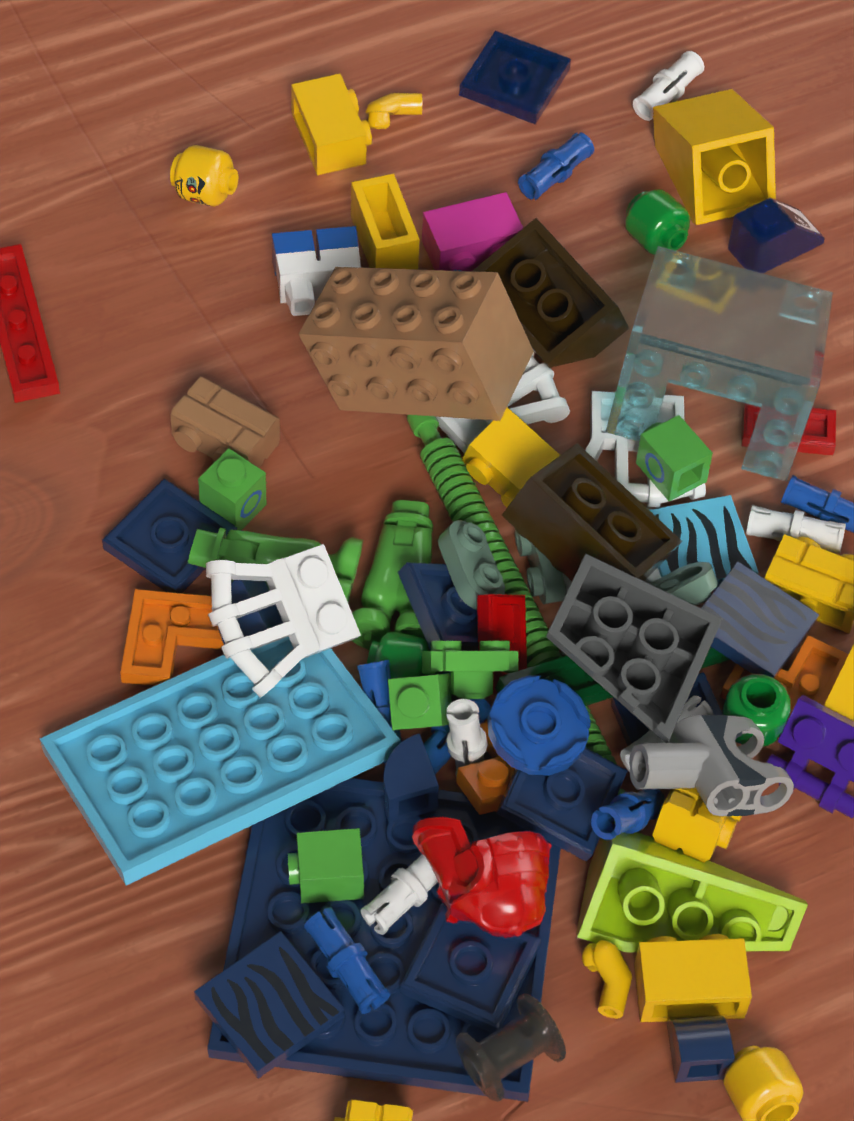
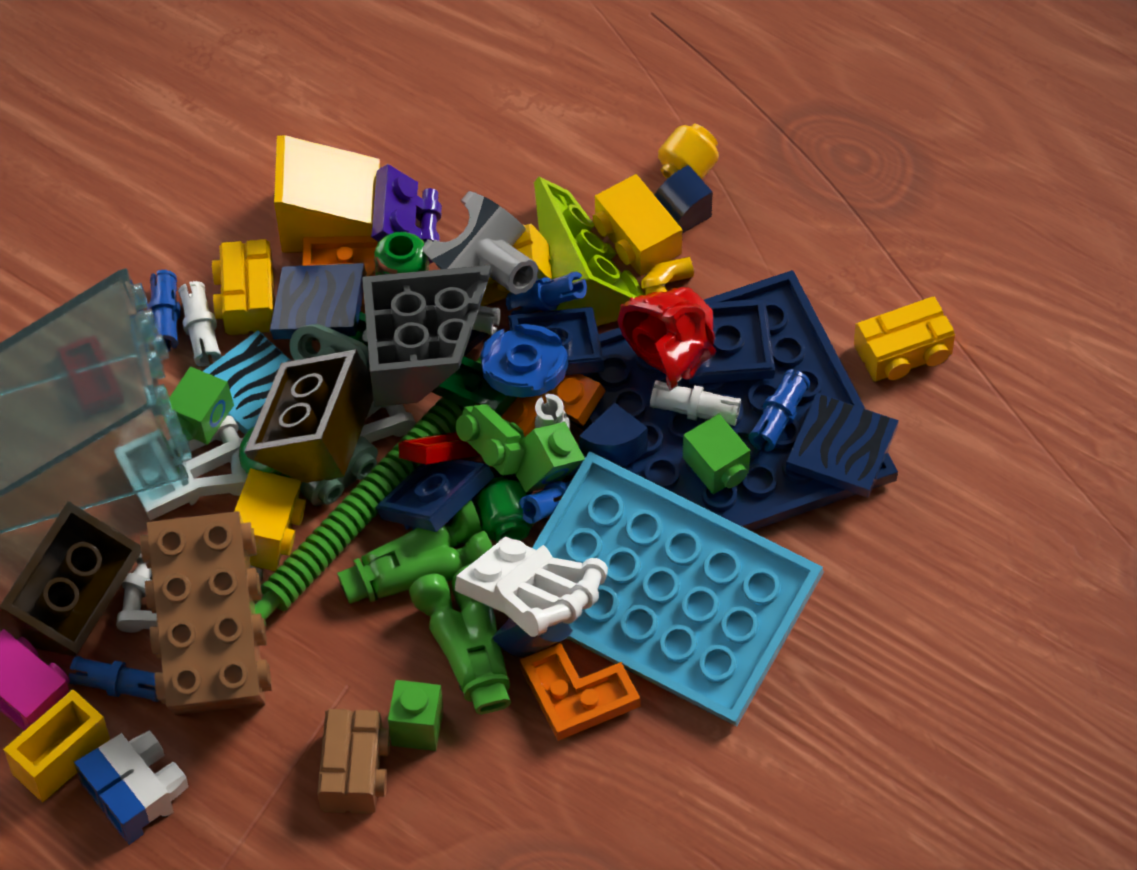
camera: 115 degrees left, 0 degrees up
(160, 535) = (481, 752): dark blue tile -> none
(470, 562) = (389, 496): sand green plate -> none
(511, 1047) = (778, 277): clear smoke hose -> none

